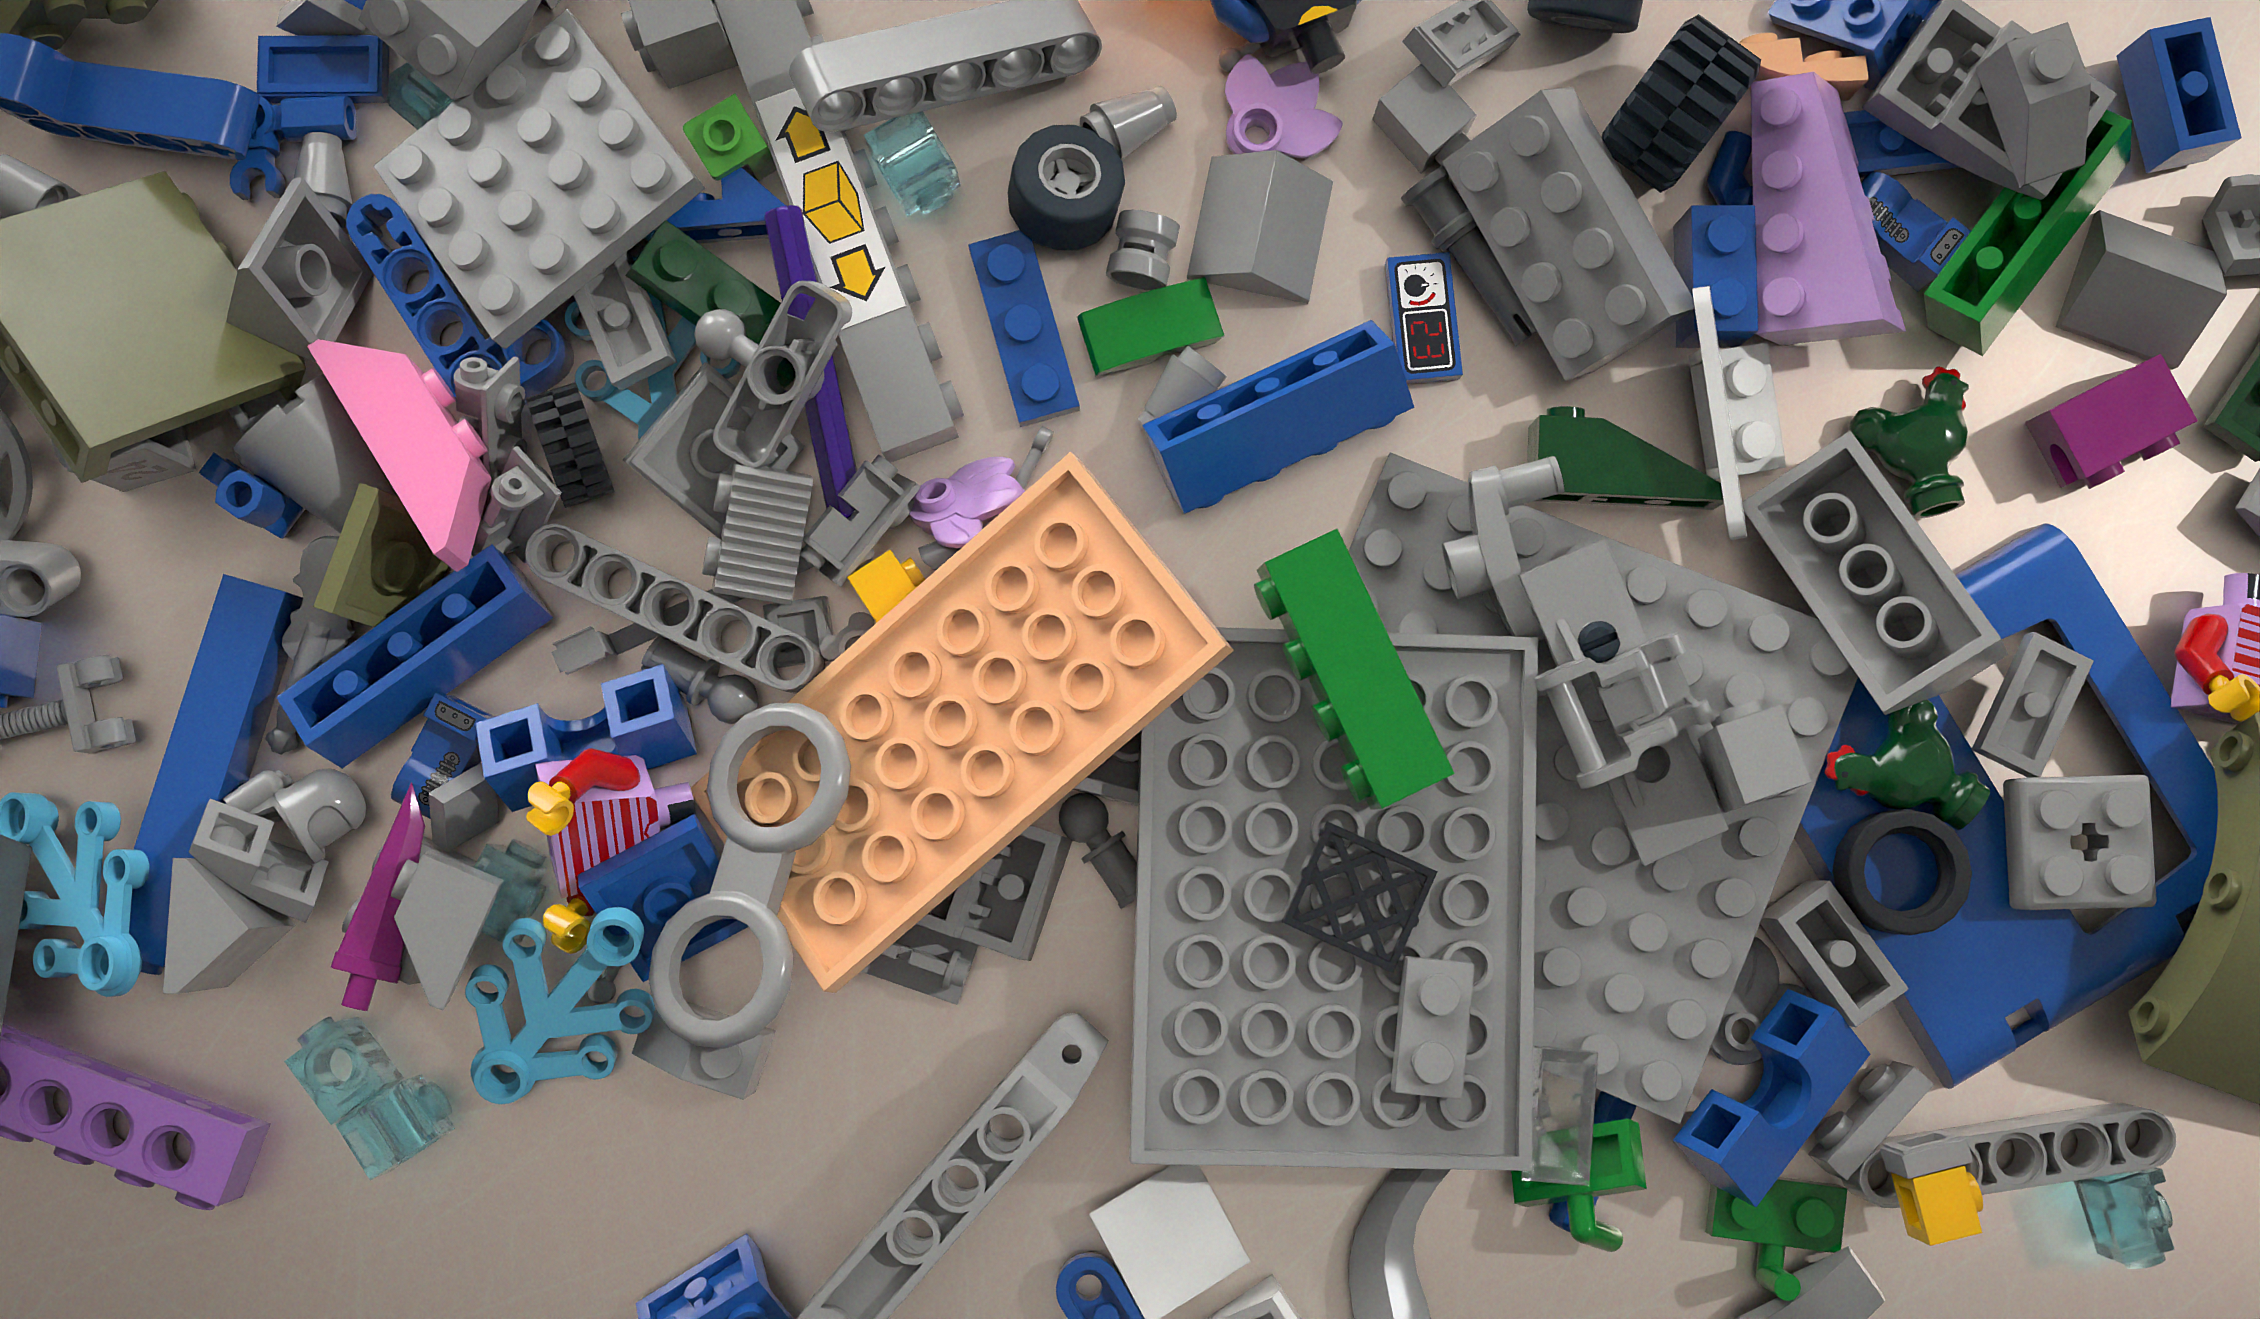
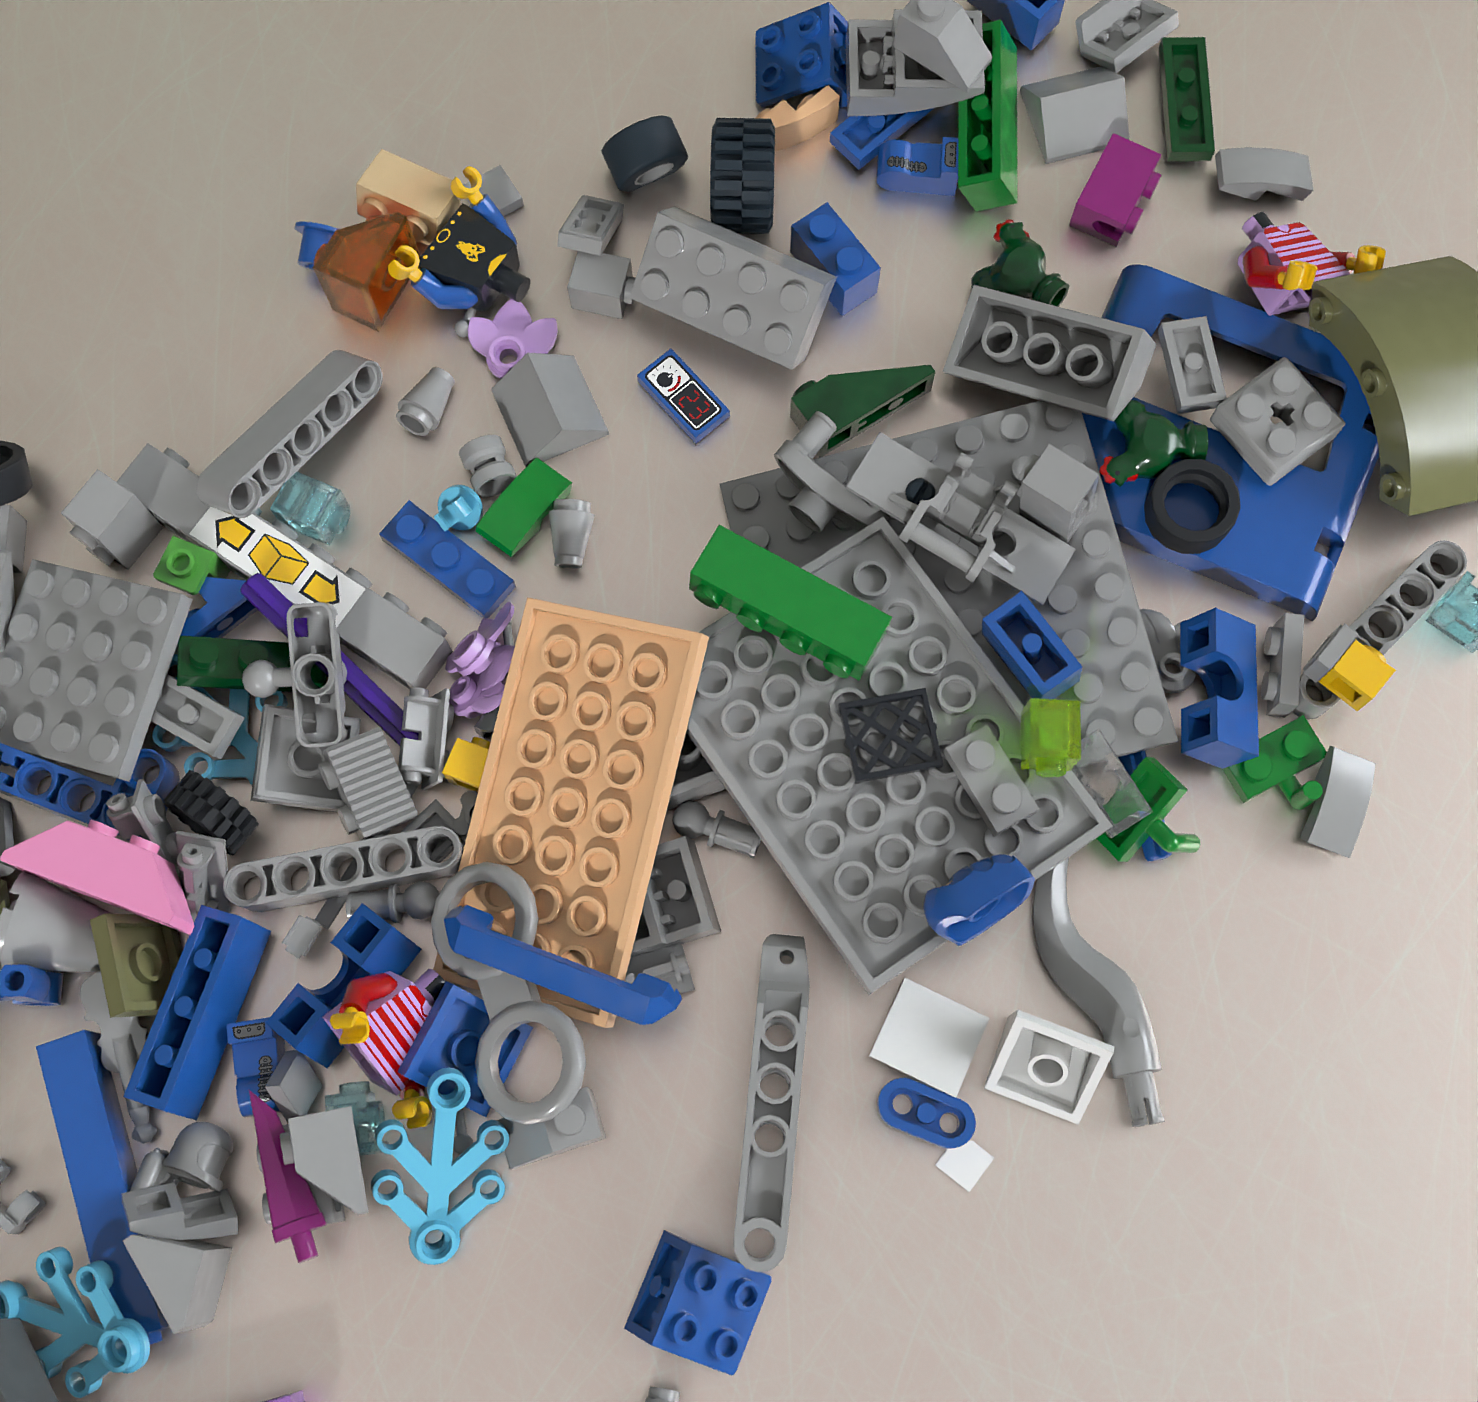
camera: 30 degrees left, 10 degrees down
(370, 1074) = (349, 1312): clear light blue brick -> none
(397, 1125) = (388, 1323): clear light blue brick -> none
(878, 996) = (640, 1002): none -> blue piece
(977, 463) = (475, 649): none -> lavender plate
(1065, 187) = (415, 460): black wheel -> none
(1076, 277) = (459, 508): none -> medium azure plate
(1279, 416) = (638, 504): blue brick -> none
(1318, 1149) = (977, 897): none -> blue piece
(1458, 232) = (669, 333): dark grey pin -> none
(1534, 1029) = (1050, 736): none -> clear neon green brick
(1589, 912) = (1031, 648): none -> blue brick
(1726, 175) = (797, 199): blue arm -> none
(1734, 411) = (899, 322): white plate -> none
(1813, 223) = (870, 193): lavender wedge -> none
(1832, 951) = (1187, 581): light grey brick -> none

